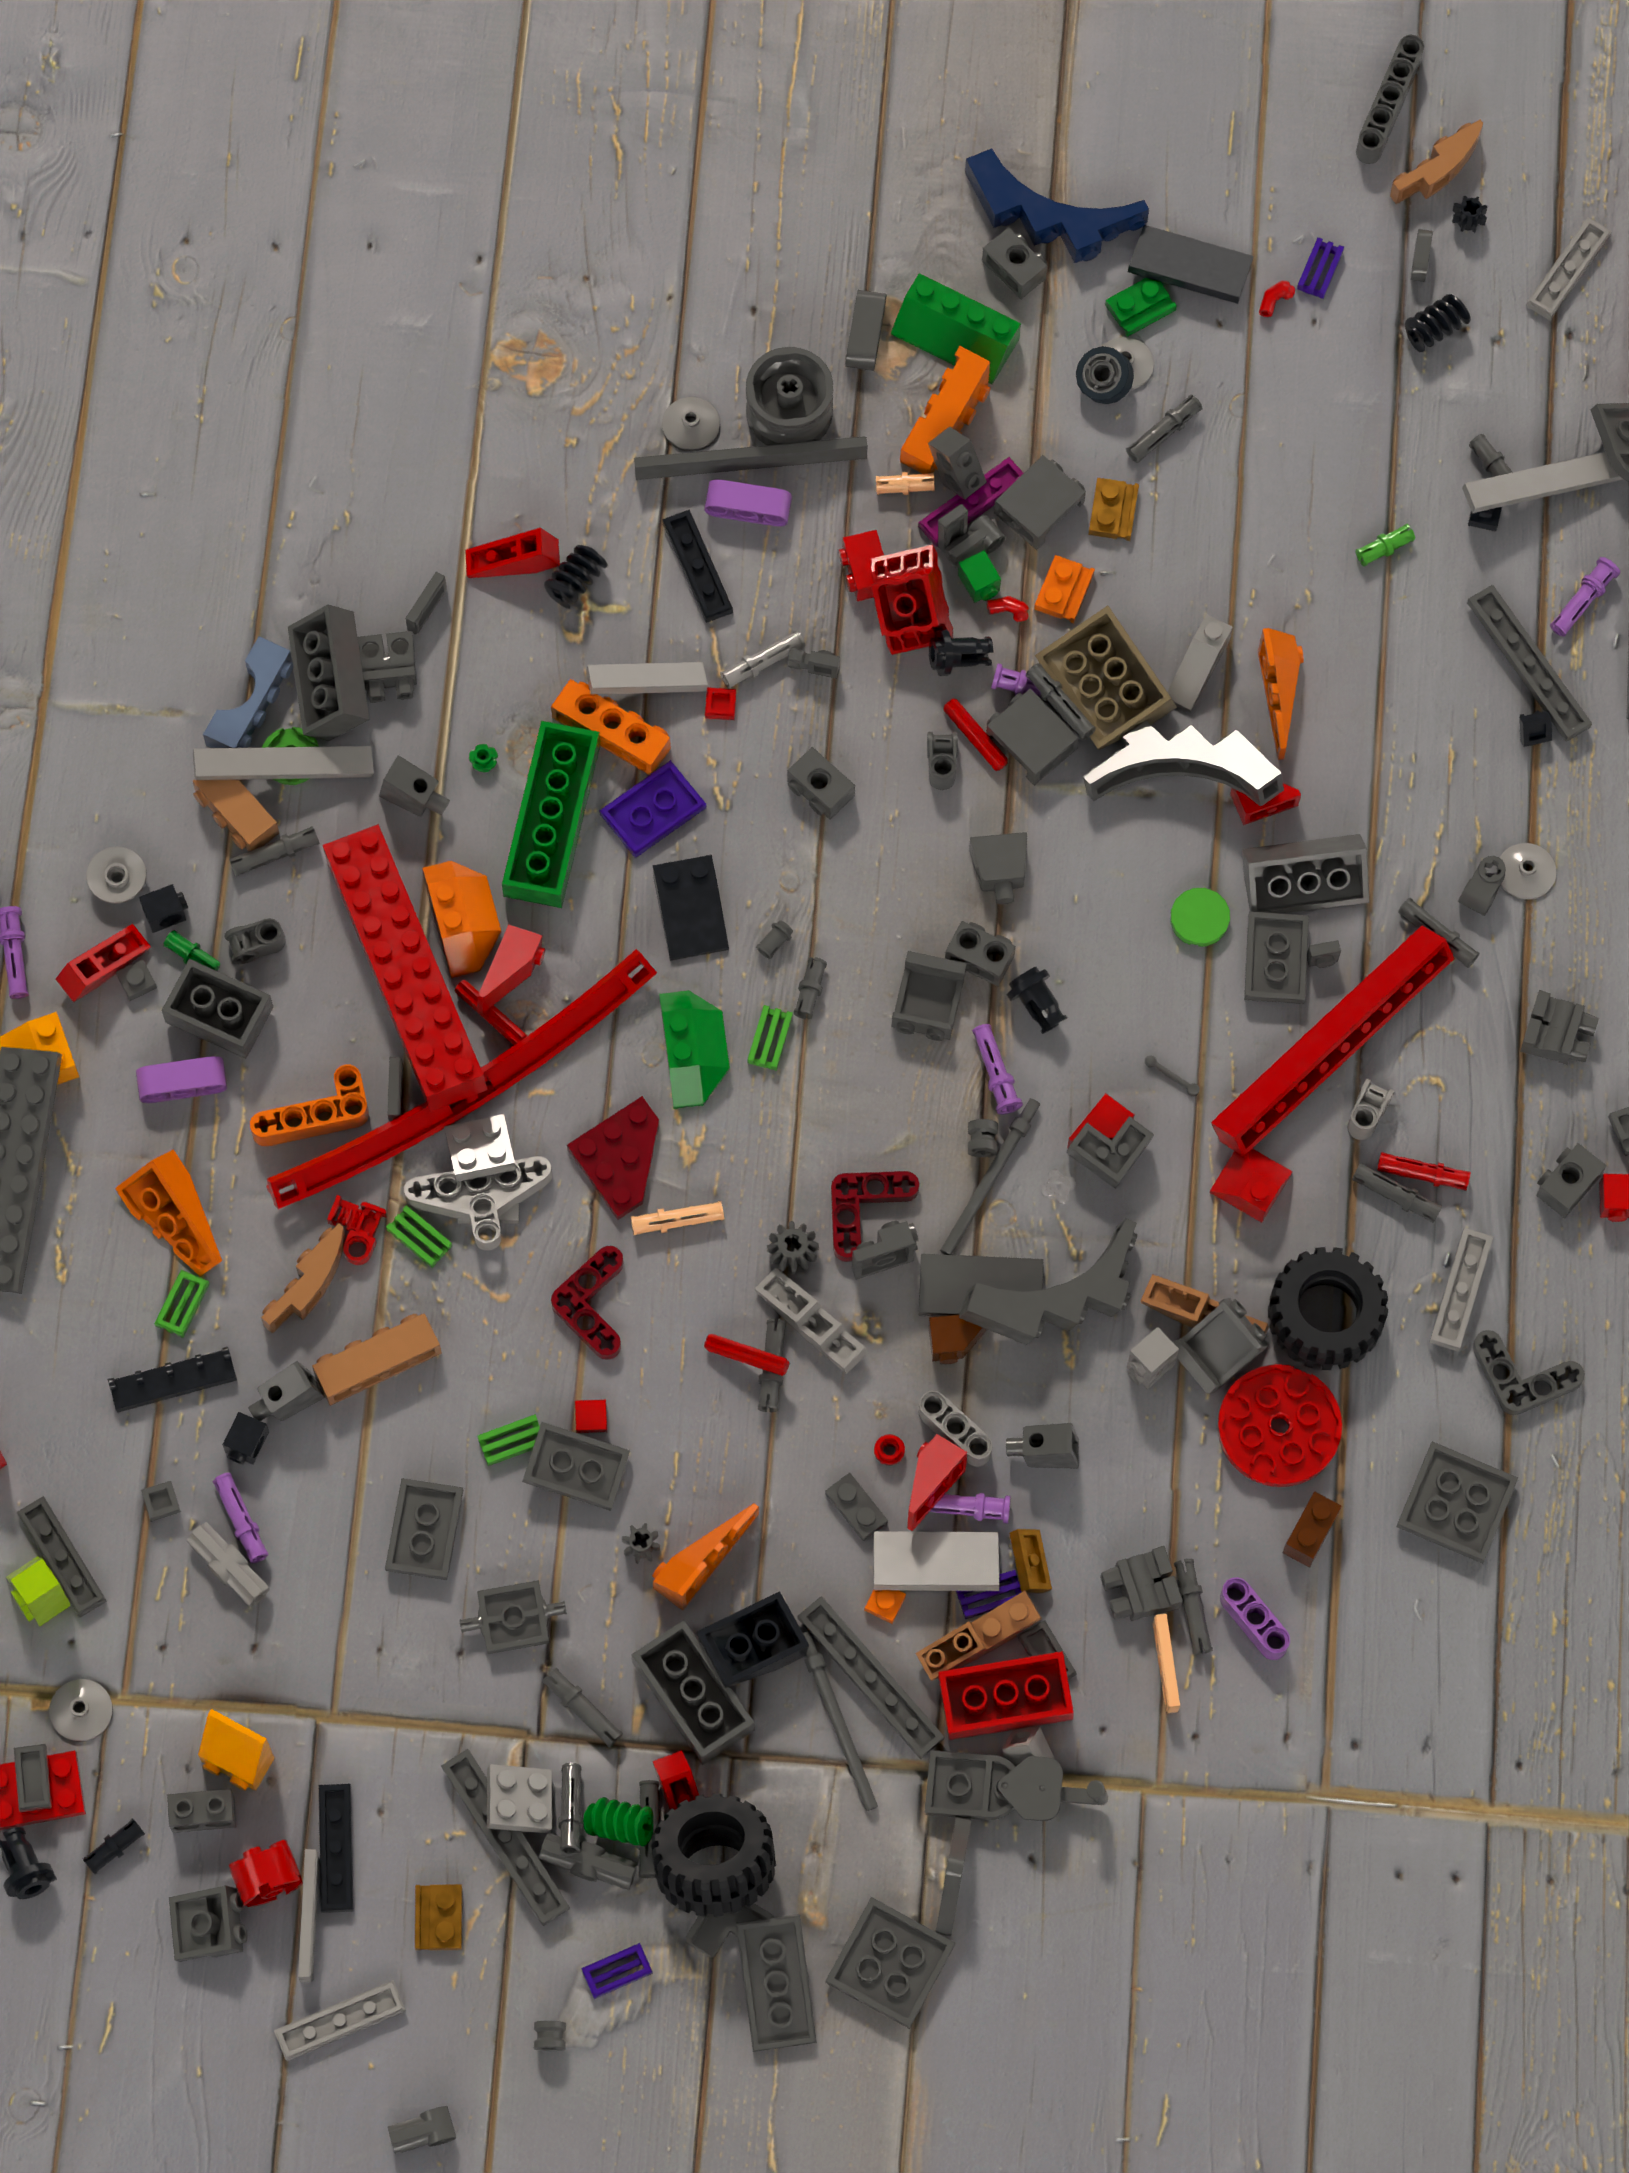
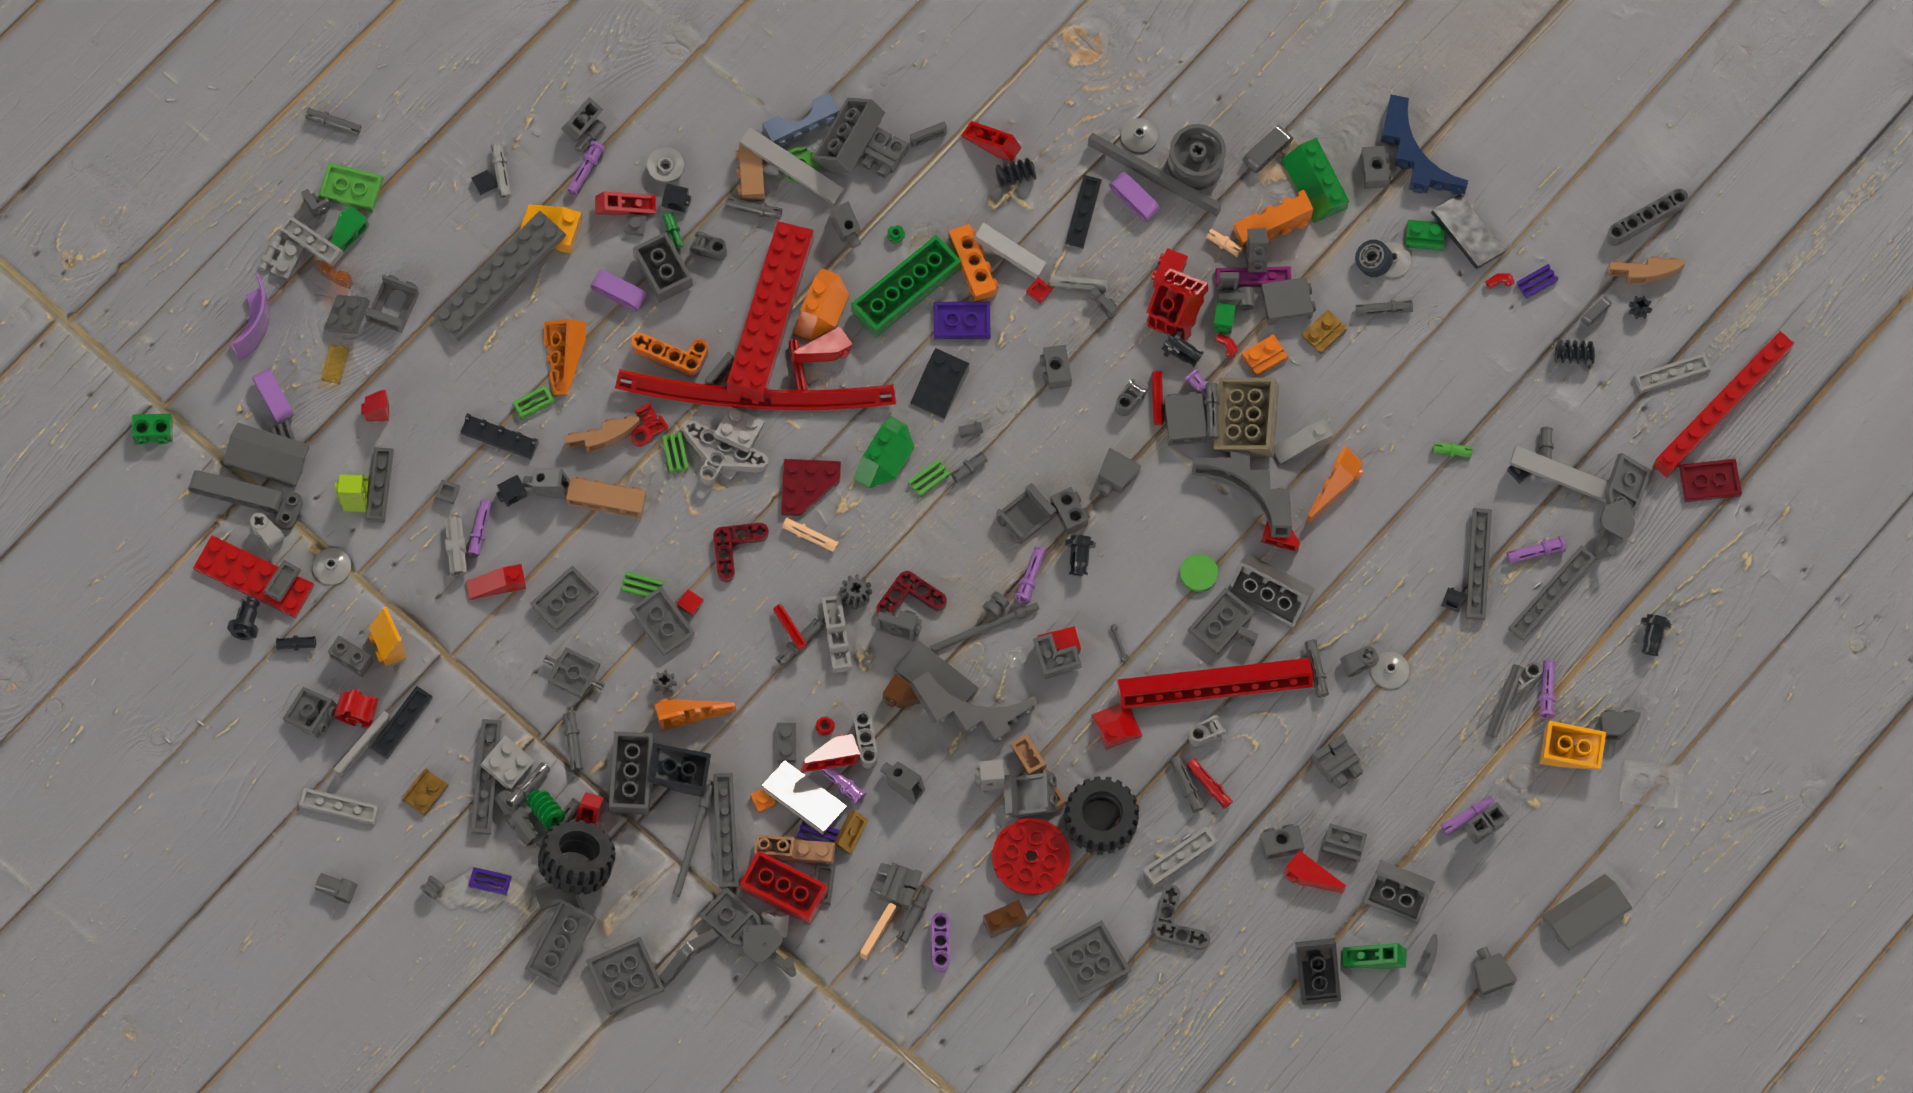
camera: 35 degrees right, 0 degrees up
(319, 1572) = (497, 582): none -> red slope

